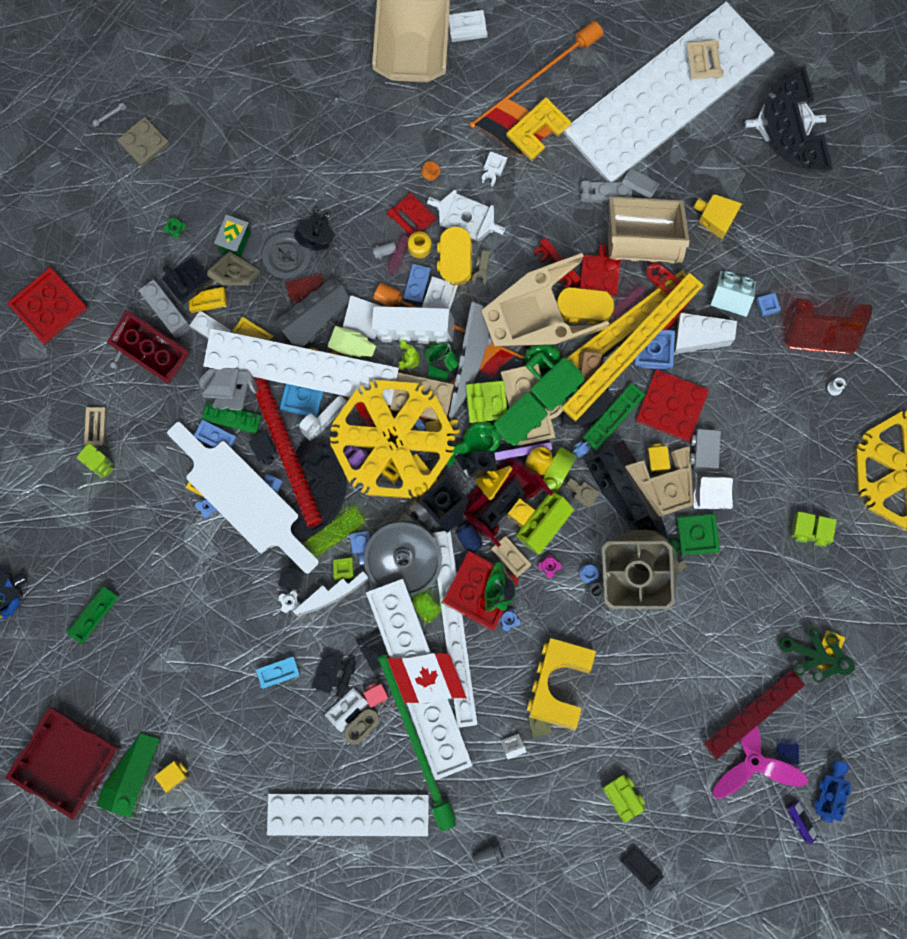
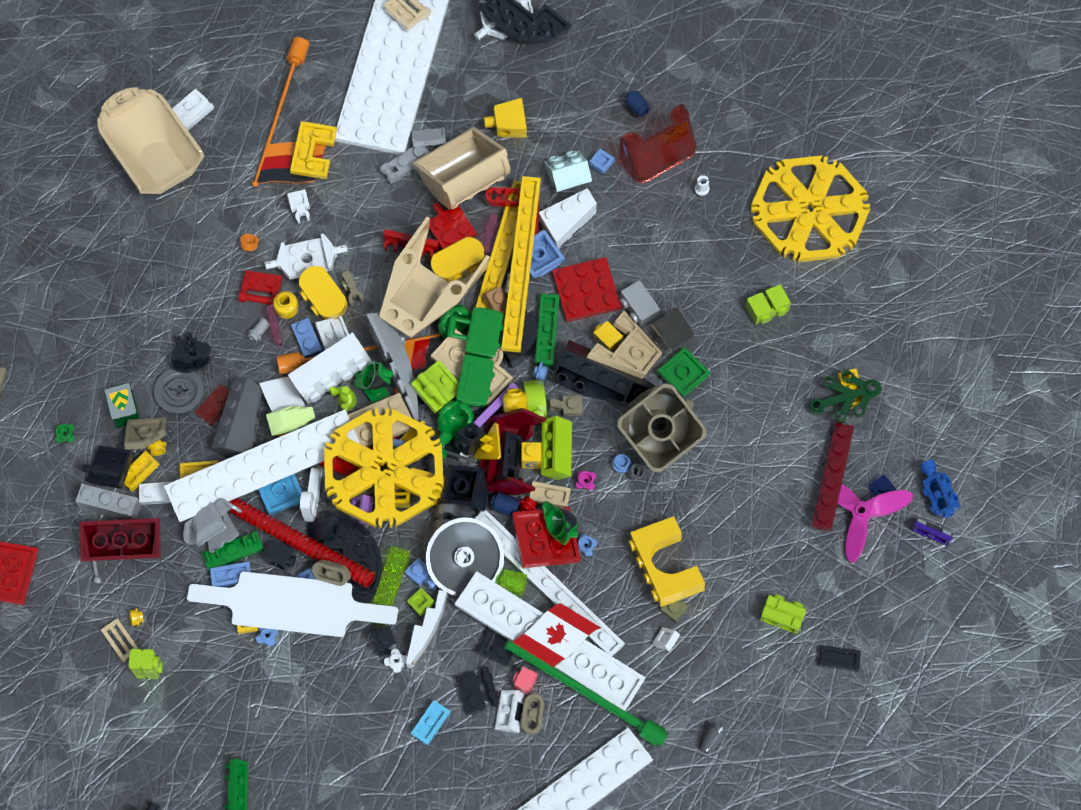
camera: 35 degrees left, 10 degrees down
(119, 417) = (135, 617): none -> yellow plate
(235, 291) = (157, 448): none -> yellow plate
(288, 495) = (334, 573): none -> dark tan plate
(486, 552) = (527, 504): none -> red plate
(836, 275) = (636, 103): none -> dark blue brick

